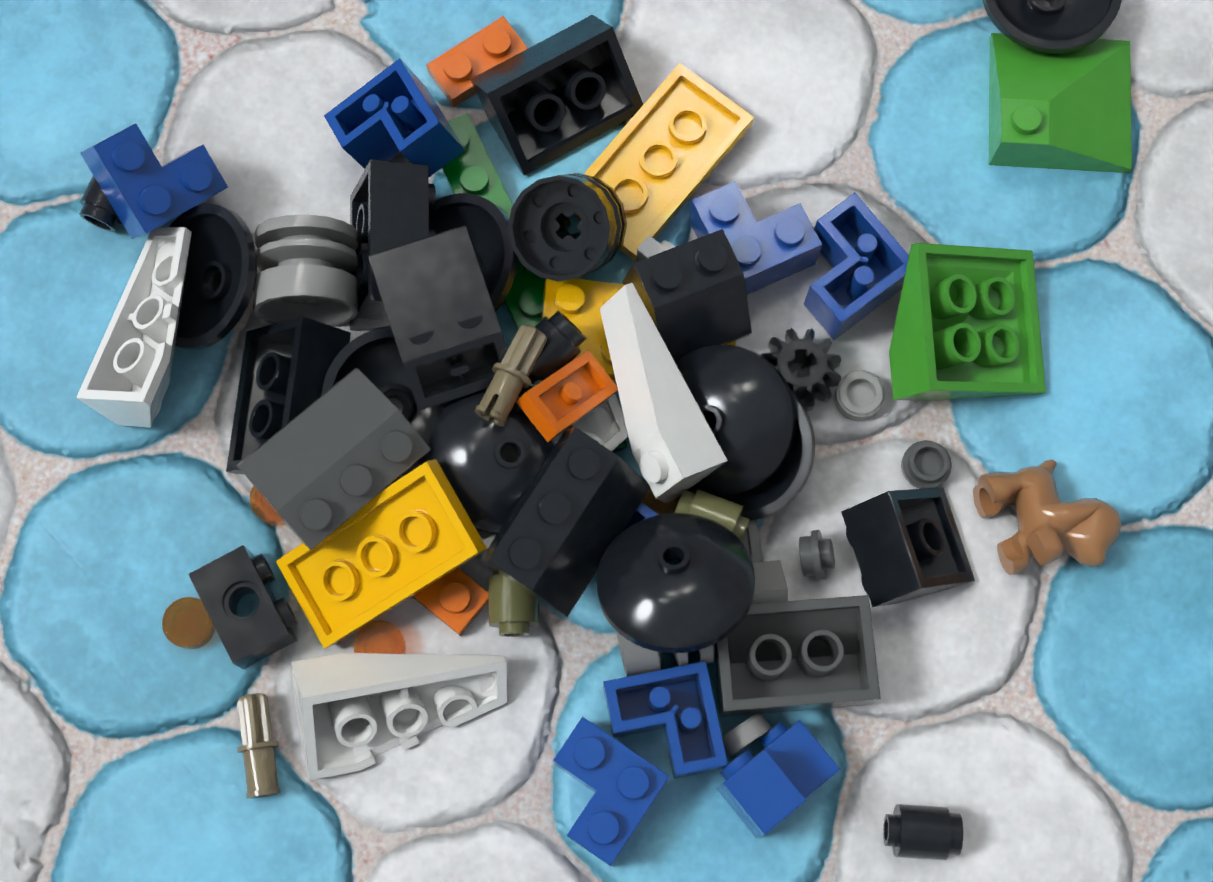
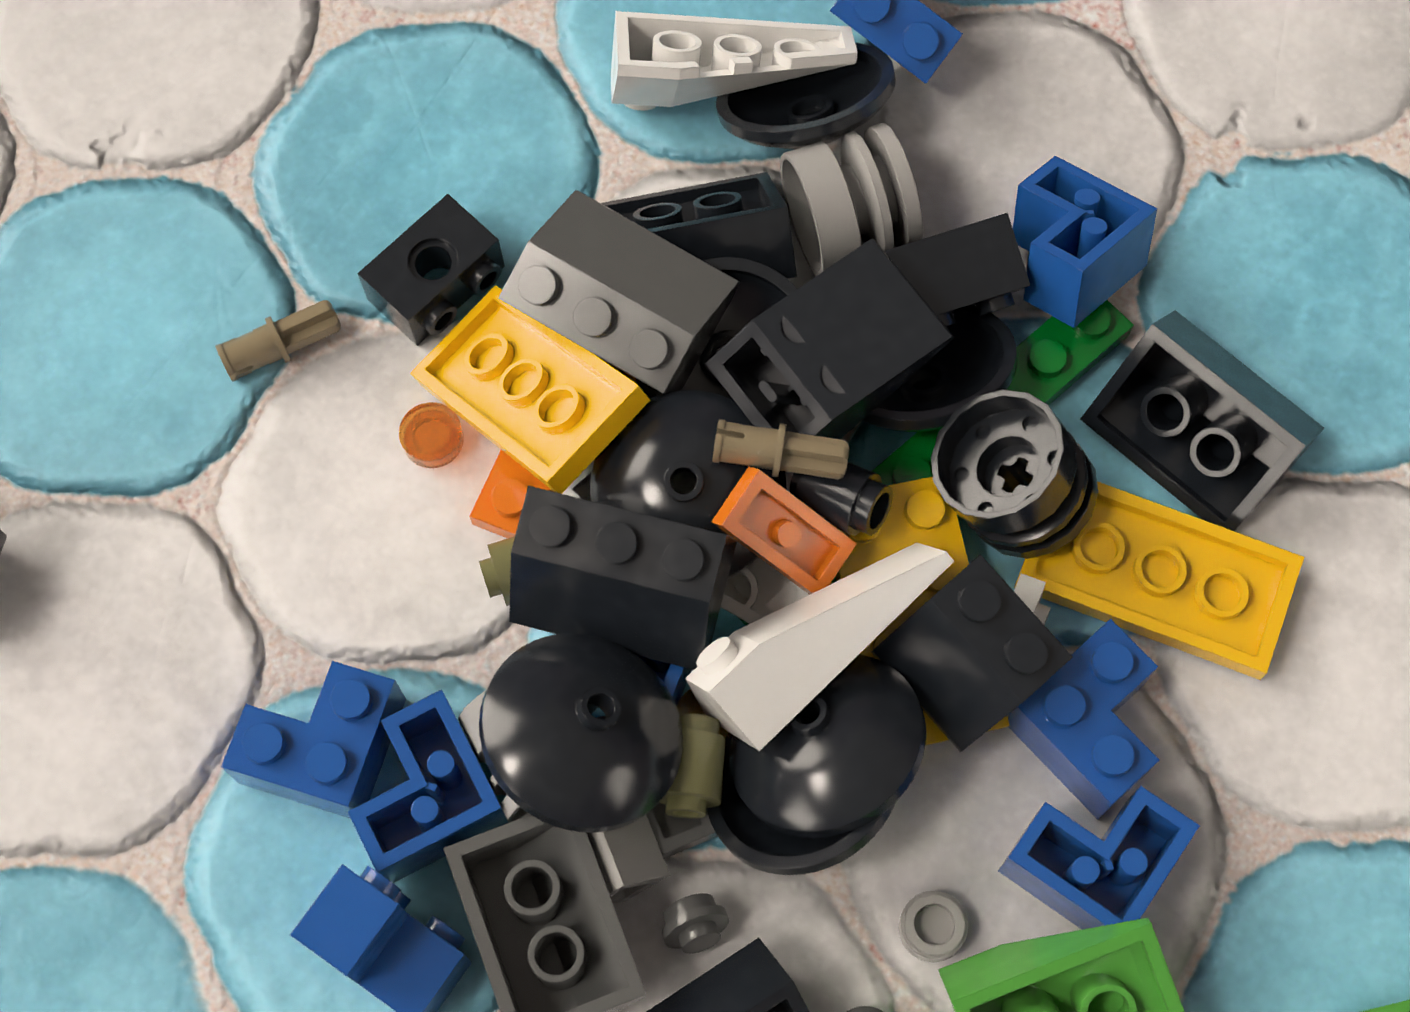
camera: 75 degrees right, 5 degrees down
(187, 623) = (395, 215): clear orange tile -> none
(375, 701) = (357, 442): white wedge -> none
(472, 57) = (1213, 310): orange plate -> none
(745, 734) = (434, 896): light grey tile -> none
(810, 355) = (933, 855): black gear -> none

